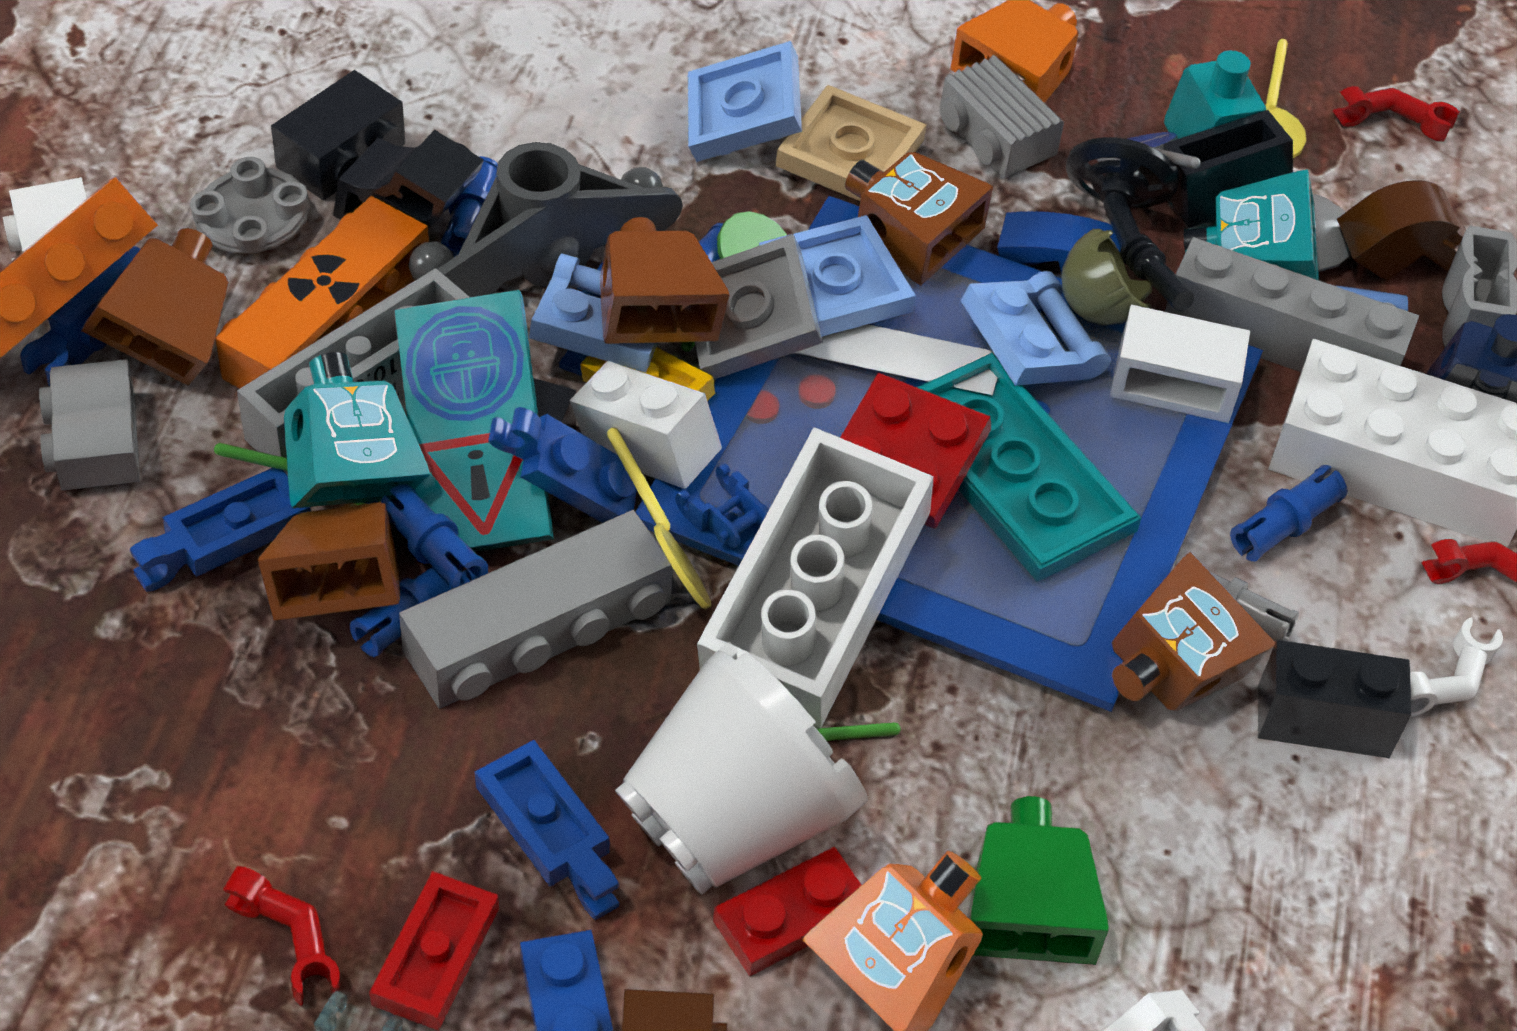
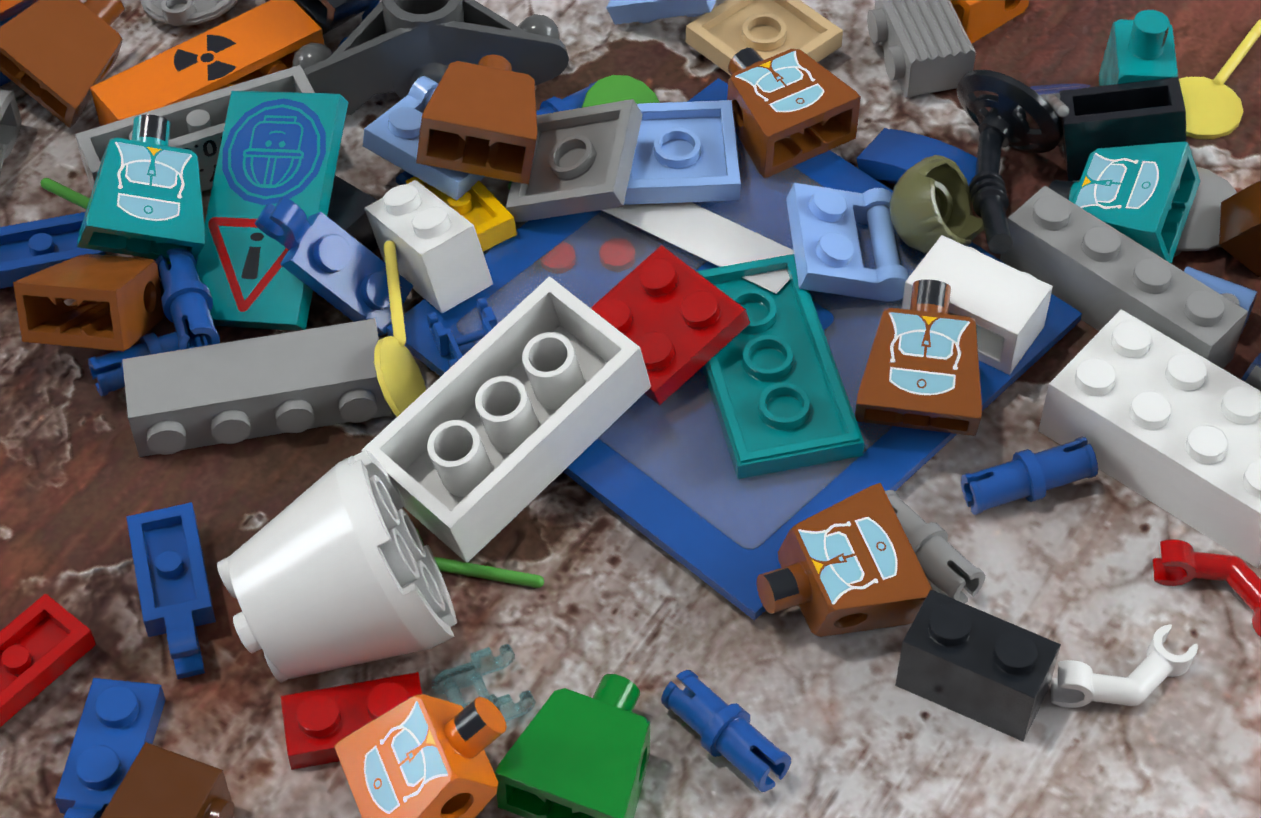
camera: 25 degrees right, 0 degrees up
(887, 819) = (481, 664): none -> clear light blue piece
(1141, 821) = (726, 730): none -> blue pin
(1171, 433) = (923, 367): none -> dark orange torso

